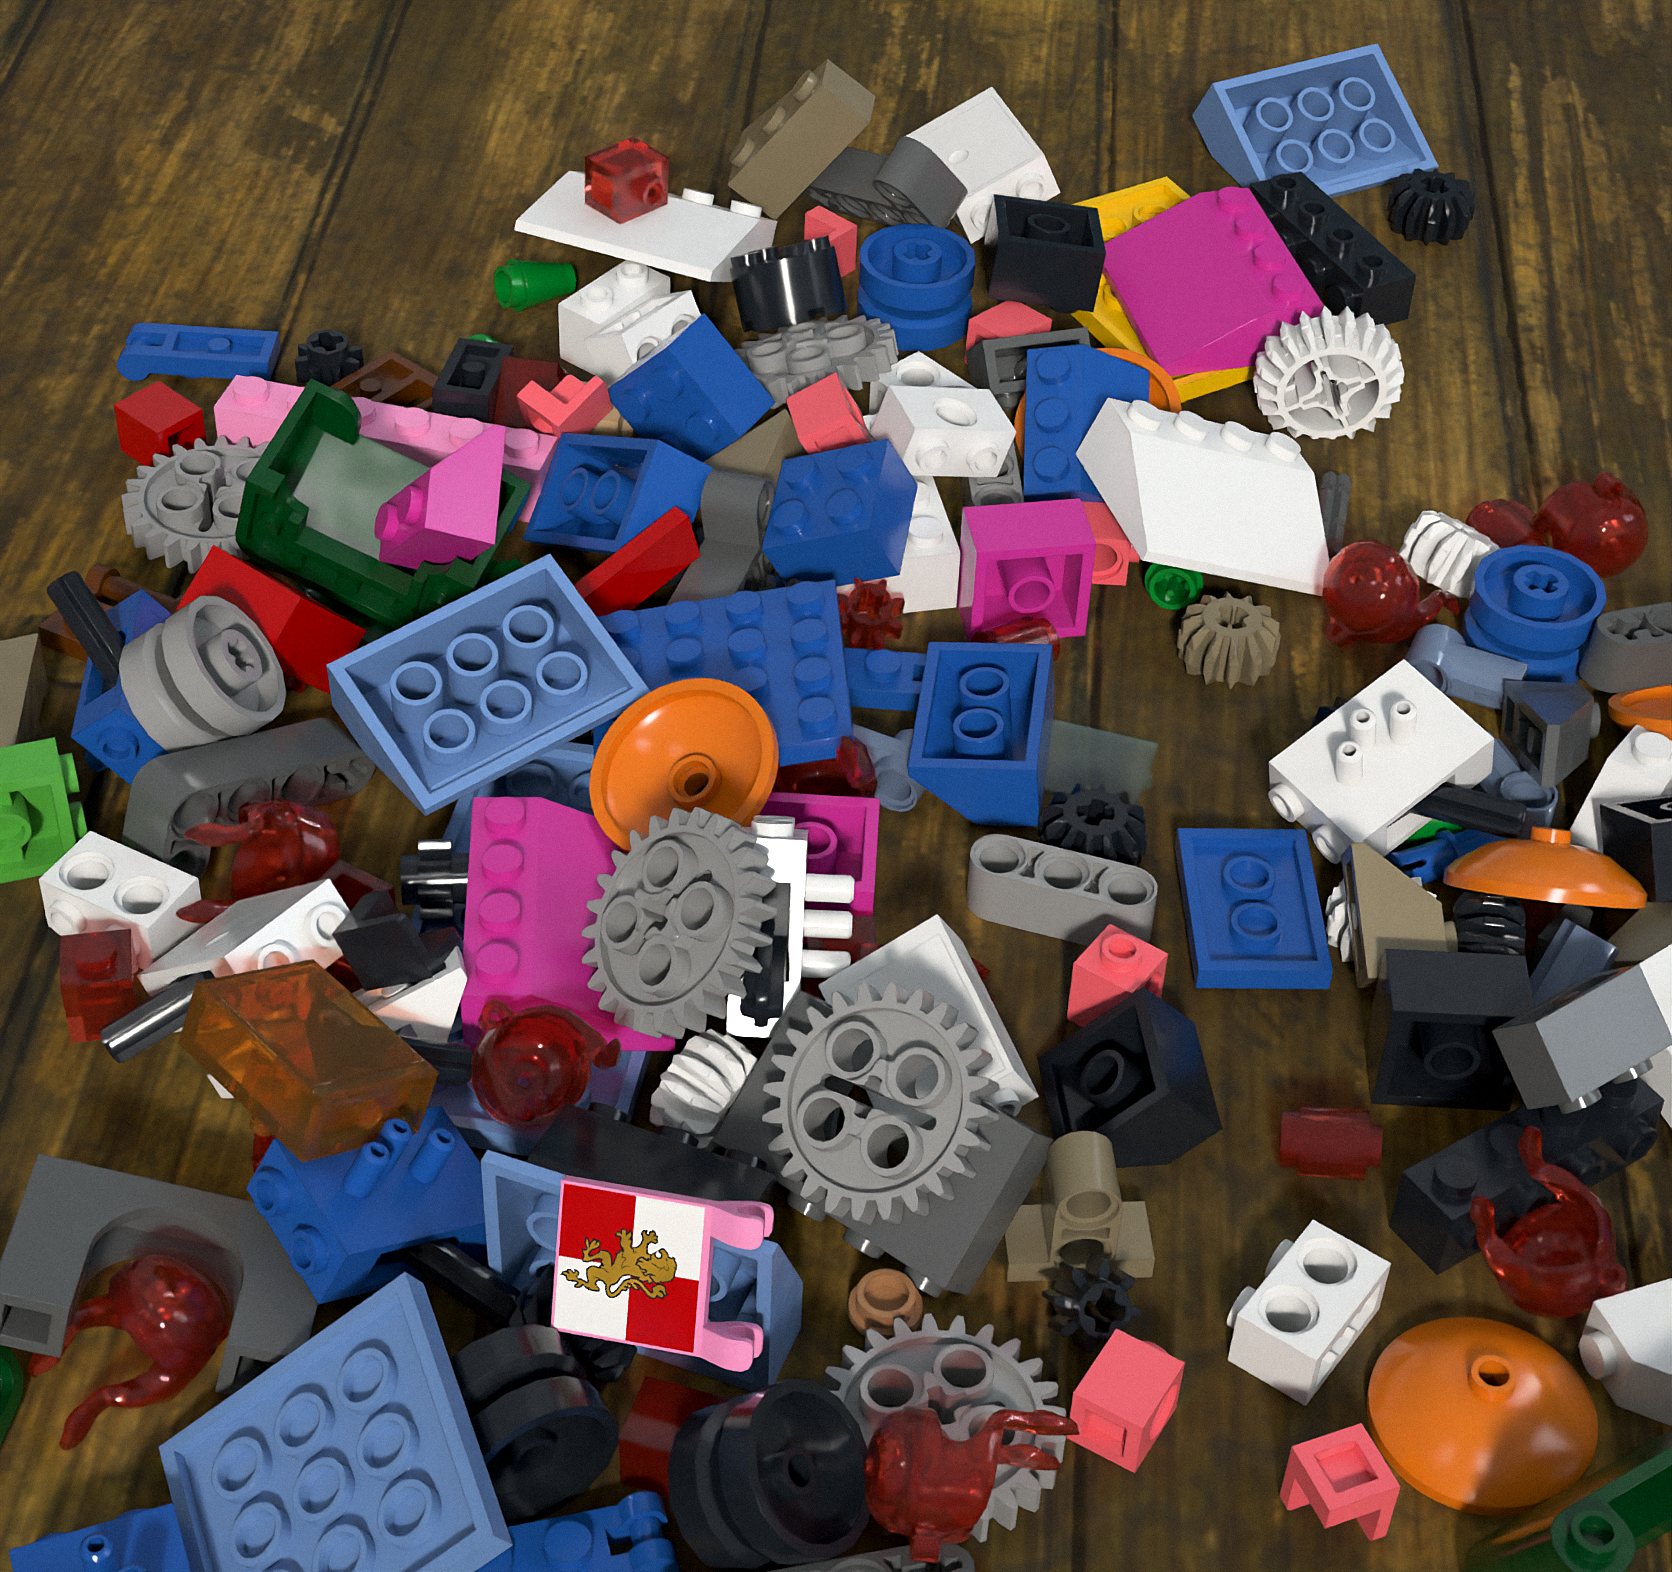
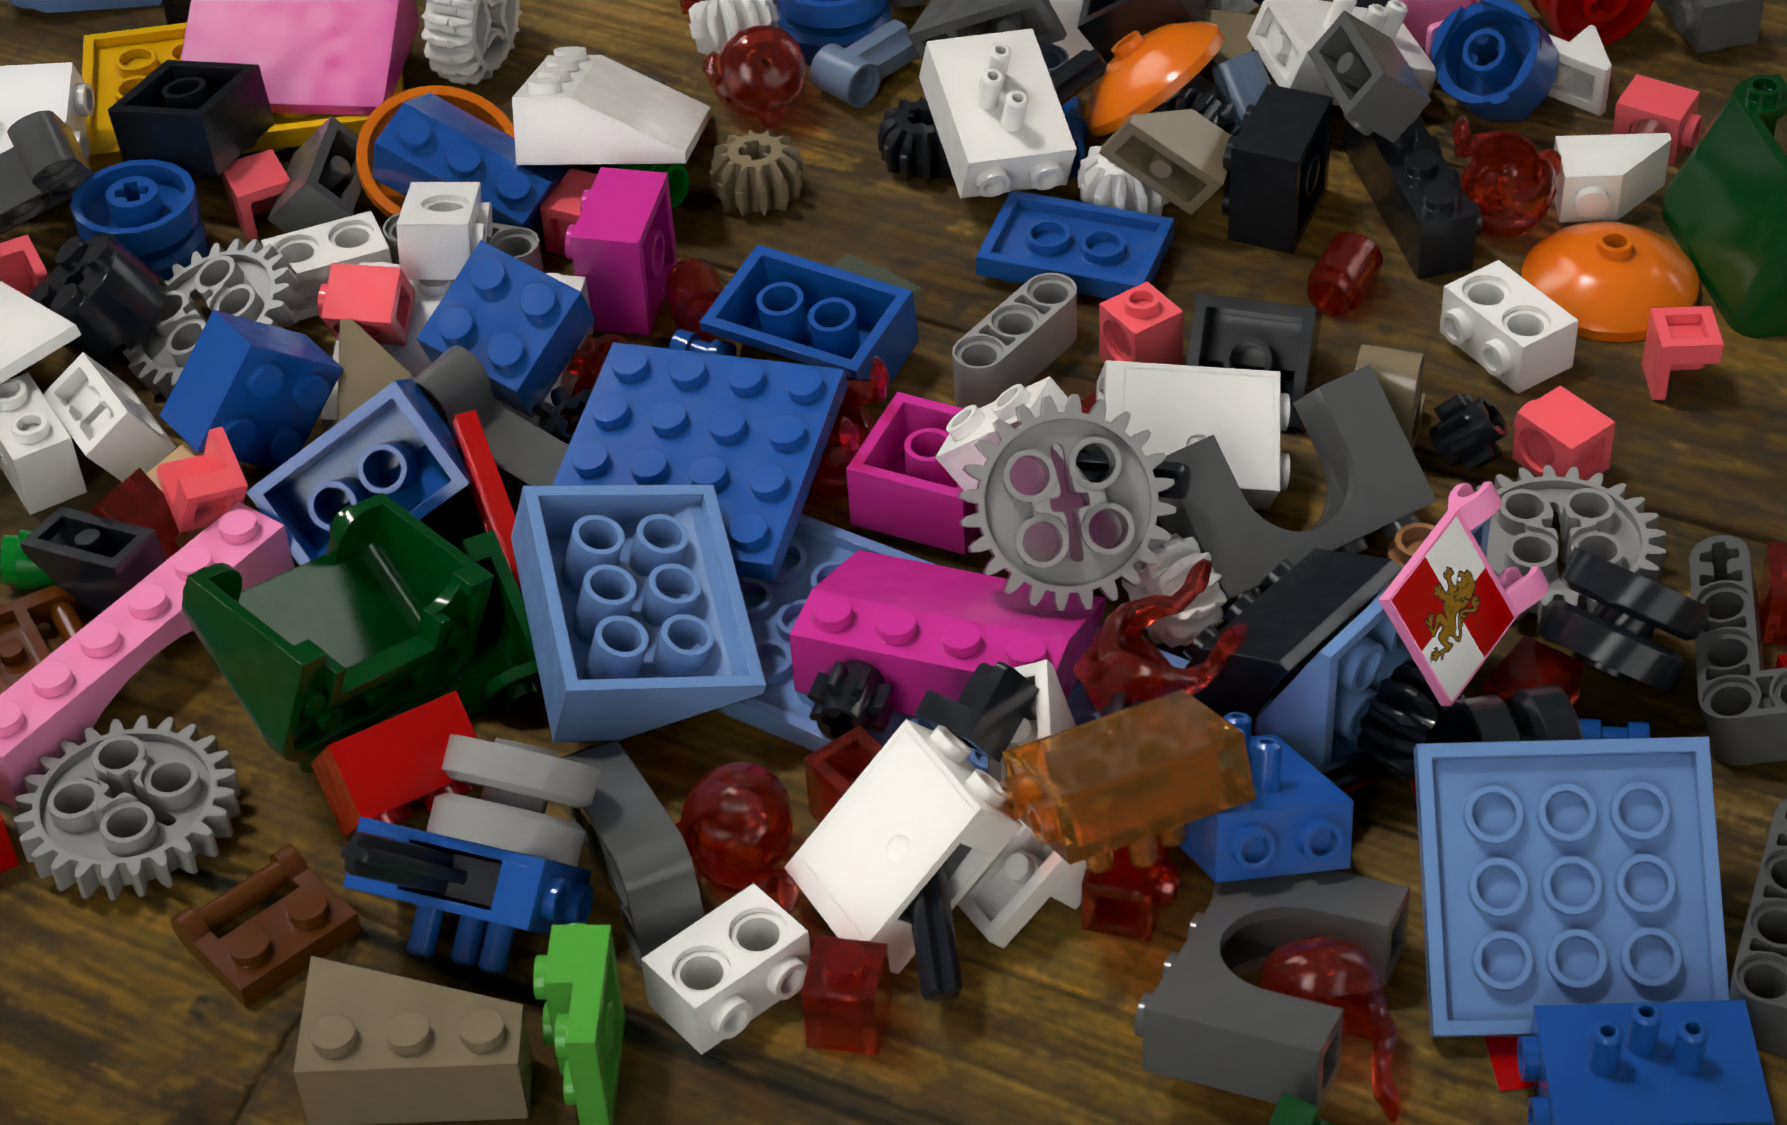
camera: 65 degrees left, 0 degrees up
(447, 508) = (381, 547): dark pink slope -> none
(673, 746) = (847, 441): orange dish -> none
(854, 1164) = (1326, 499): light grey gear -> none
(940, 1486) = (1665, 519): clear red hair -> none
(1095, 824) = (952, 303): black gear -> none

